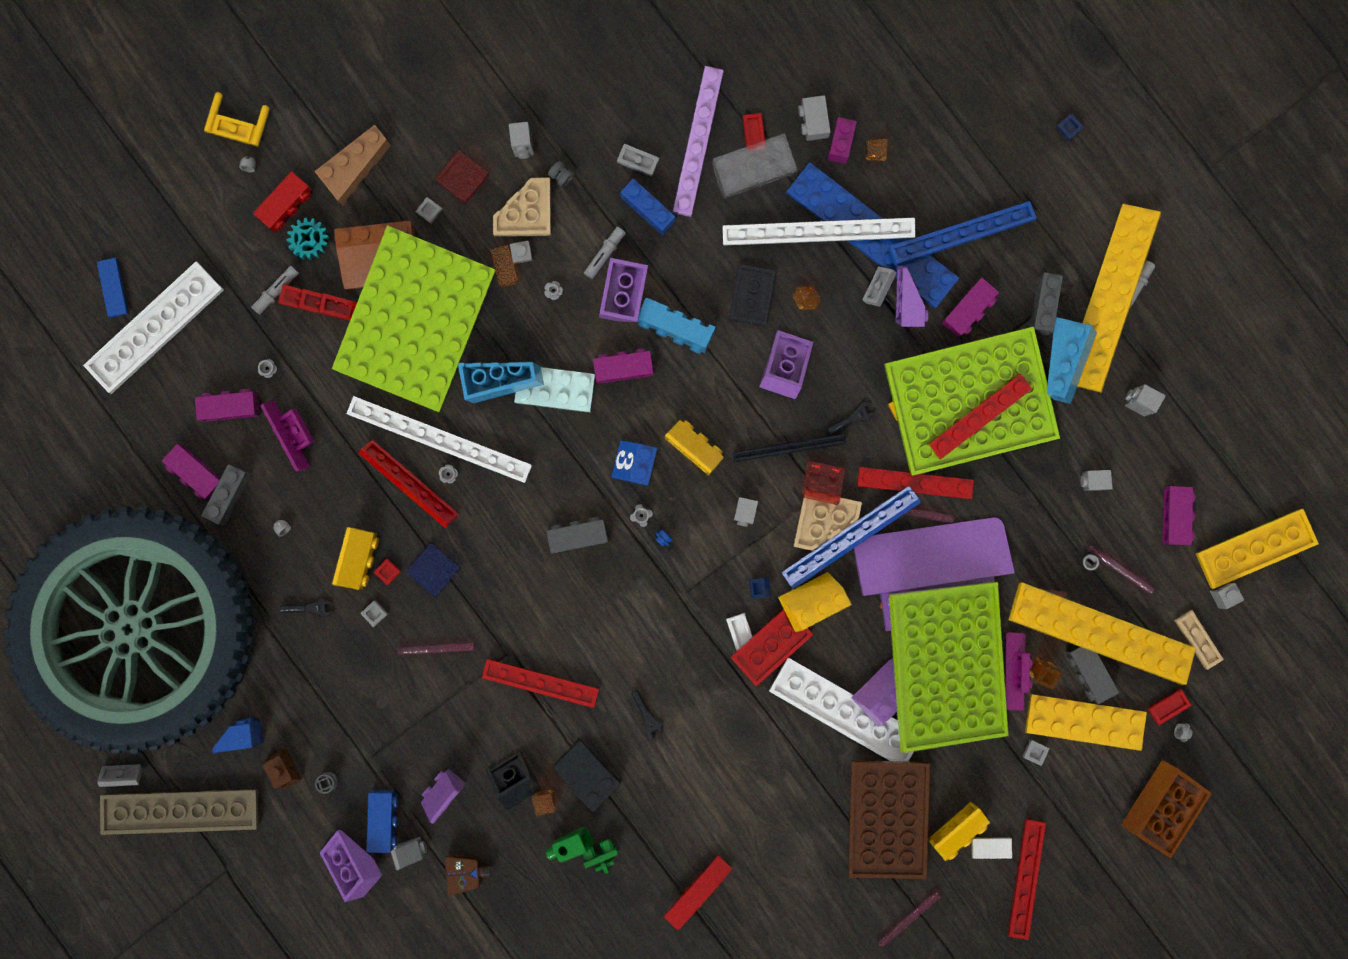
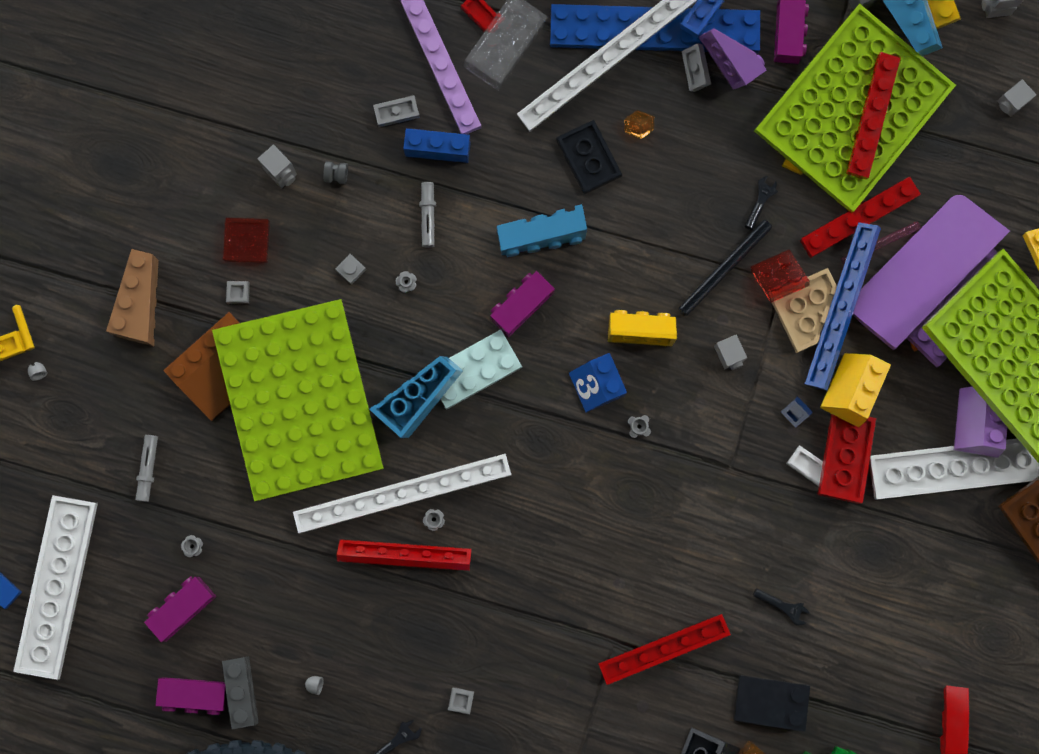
camera: 35 degrees left, 5 degrees down
(283, 202) = (96, 381): red brick -> none
(291, 433) = (259, 589): magenta bracket -> none
(303, 245) = (143, 407): teal gear -> none
(316, 302) = (196, 450): red slope -> none
(355, 558) = (408, 661): yellow slope -> none
(387, 571) = (444, 652): red tile -> none
(433, 570) = (486, 618): clear blue plate -> none
(435, 648) = (543, 690): clear pink bar -> none
(504, 266) = (341, 289): clear orange tile -> none
(526, 211) = (328, 229): tan plate -> none
(577, 535) = (595, 487): dark grey brick -> none
(623, 291) = (471, 235): medium lavender slope -> none
(663, 538) = (675, 431): blue plate -> none
(786, 364) = (667, 195): medium lavender slope -> none

